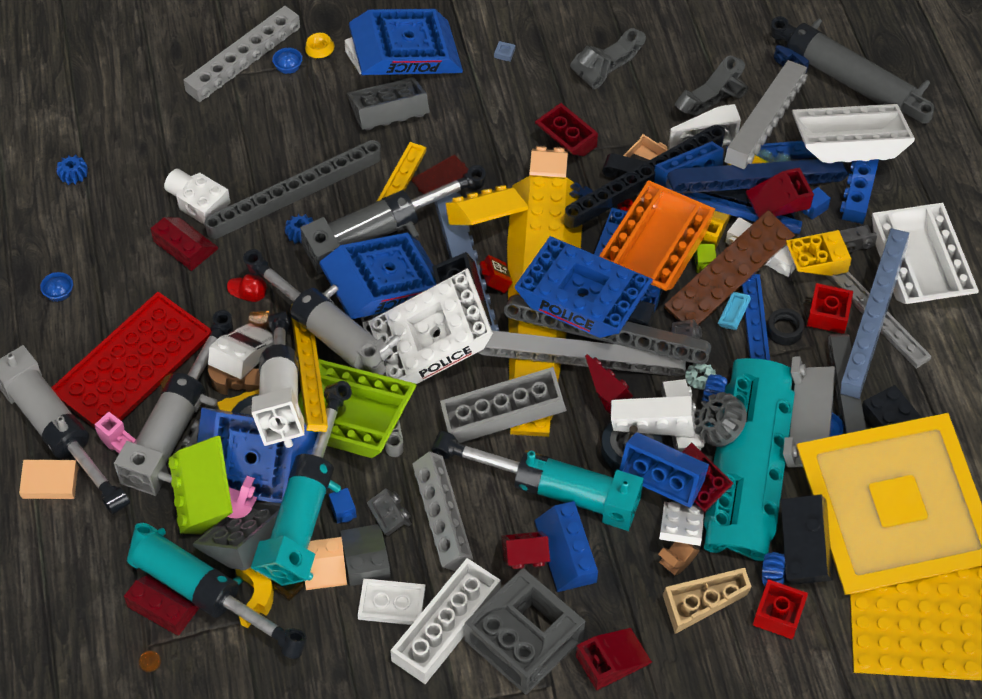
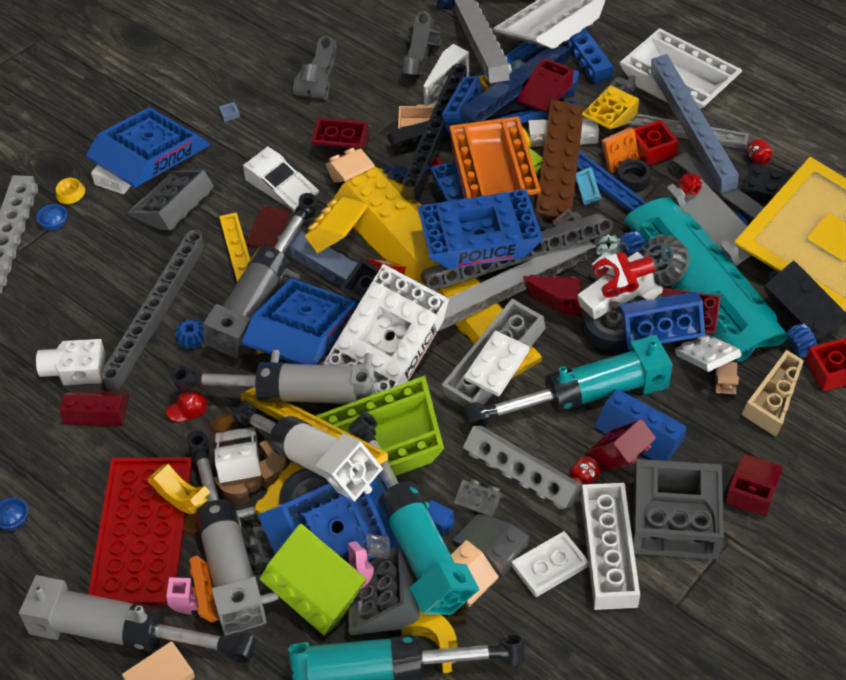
camera: 35 degrees left, 5 degrees down
(128, 432) = (203, 589): none -> orange plate
(175, 348) = (177, 491): none -> yellow arch
(269, 494) = (378, 546): none -> clear plate
(486, 550) = (585, 471): none -> red head
(487, 138) = (277, 178): none -> white slope
(492, 413) = (497, 363): none -> white plate
(658, 407) = (623, 273): none -> red connector
(792, 294) = (619, 148): none -> orange plate
(816, 367) = (690, 184): none -> red gear
(920, 379) = (759, 152): none -> red head

